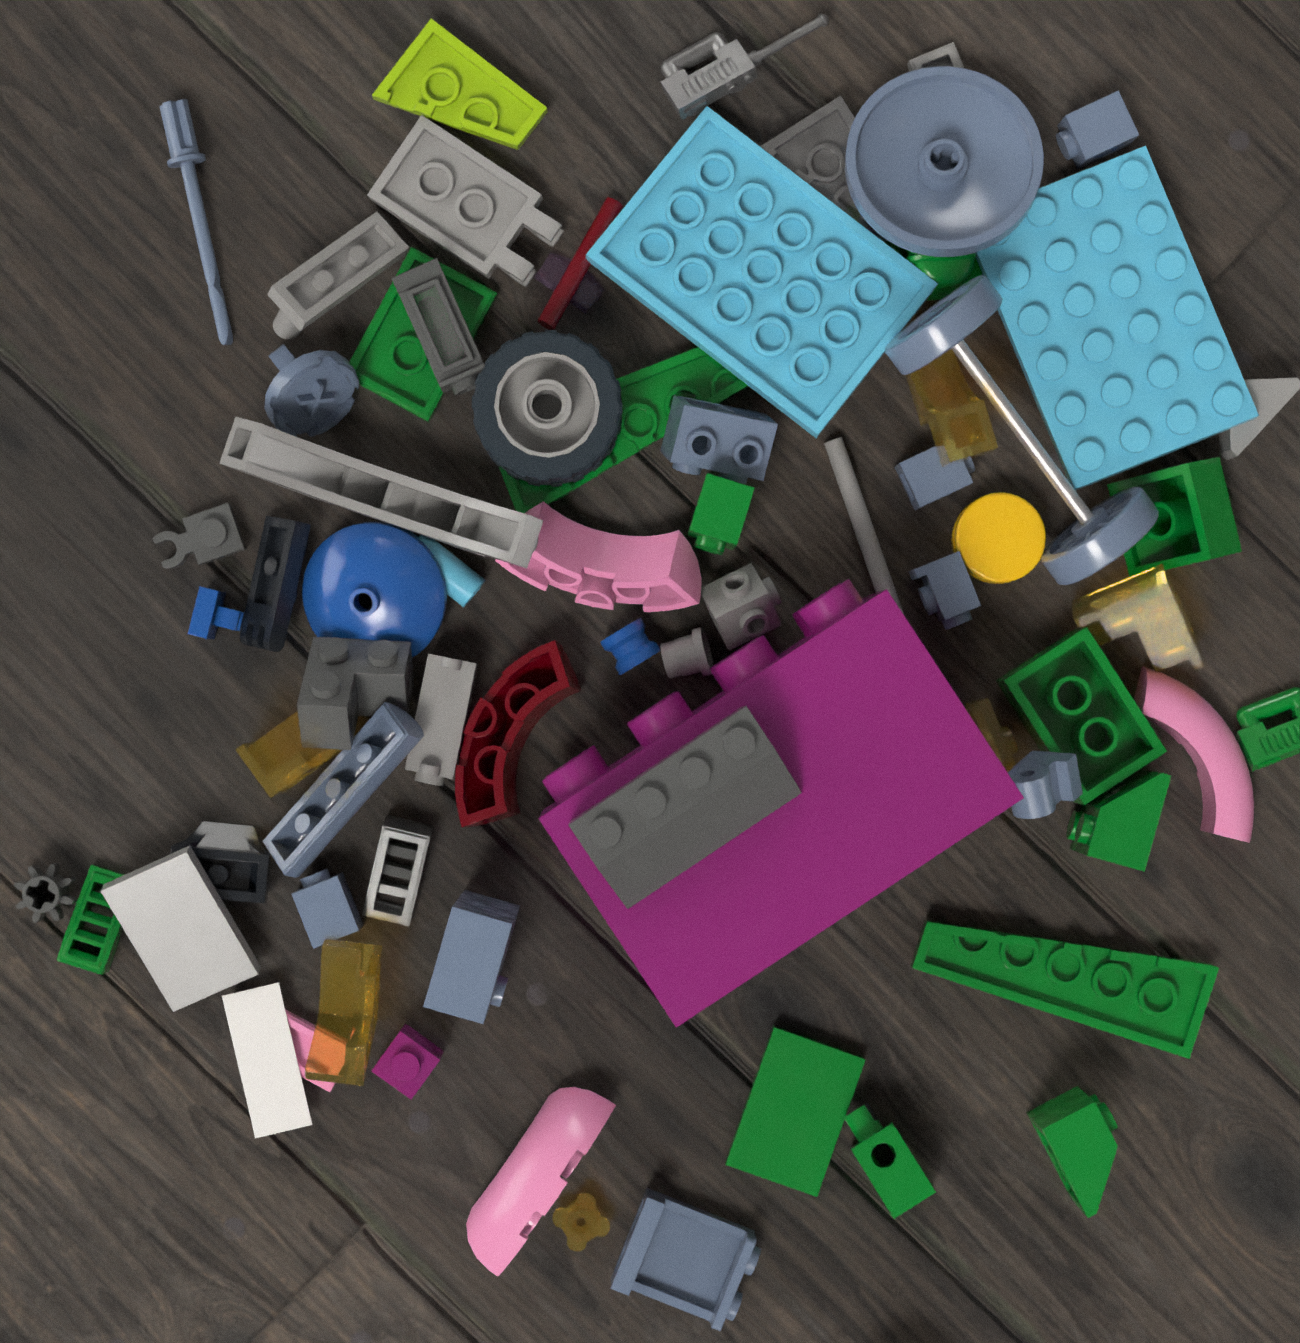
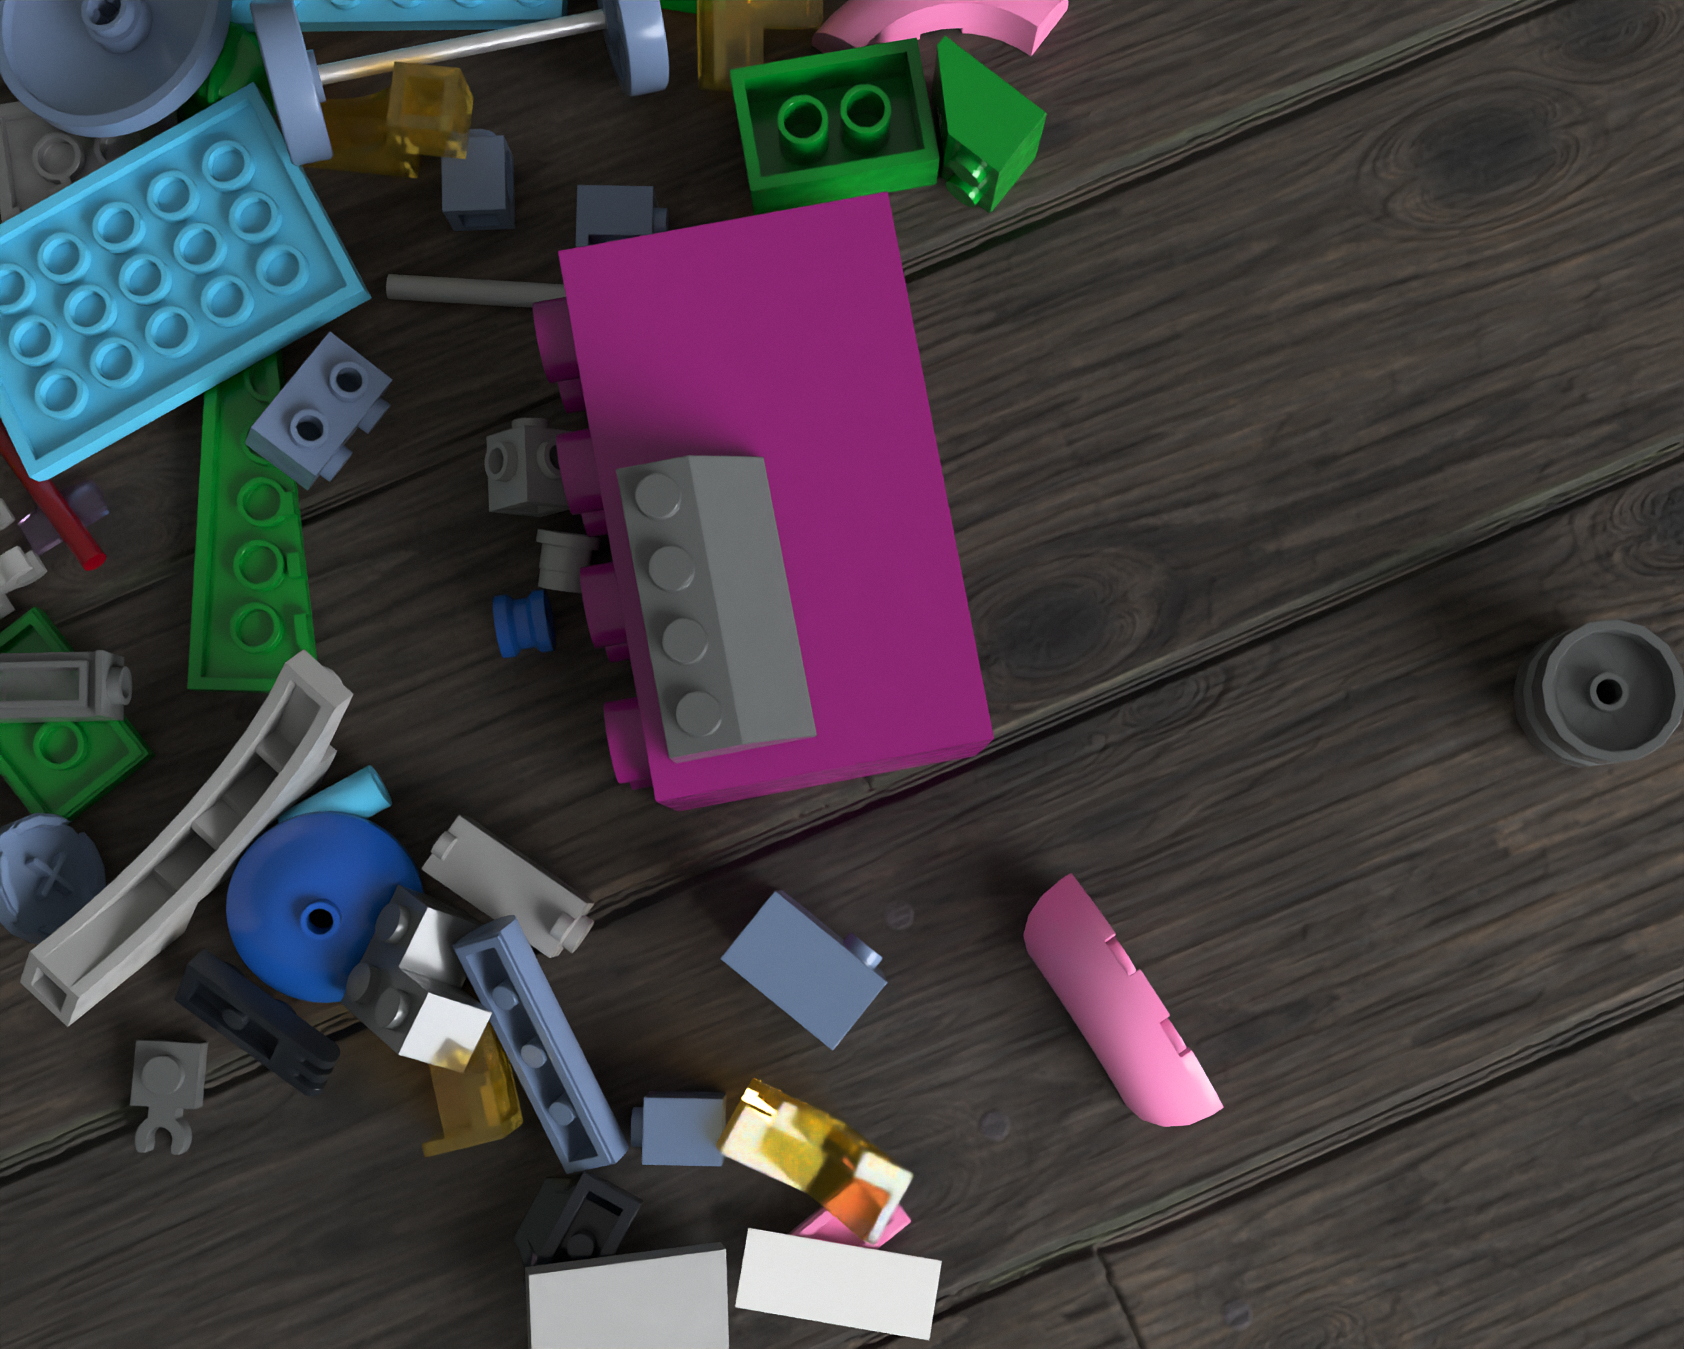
camera: 65 degrees left, 5 degrees down
(210, 614) = (260, 1118): blue tile -> none
(407, 831) = (629, 990): slope -> none
(408, 1061) = (911, 1108): magenta brick -> none
(500, 728) = (552, 818): dark red brick -> none
(547, 408) = (183, 594): wheel -> none
(584, 1208) = (1183, 964): clear yellow plate -> none
(610, 566) = (420, 611): bright pink brick -> none
(686, 1258) = (1294, 867): sand blue panel -> none
(719, 514) = (407, 445): green brick -> none
(795, 1111) = (1168, 662): green tile -> none
(899, 1182) = (1303, 560): green torso -> none
(999, 537) = (586, 136): yellow head -> none
(1044, 782) = (901, 174): sand blue leg -> none
(1079, 1144) = (1347, 337): green slope -> none
(1109, 989) = (1173, 233): green wing -> none

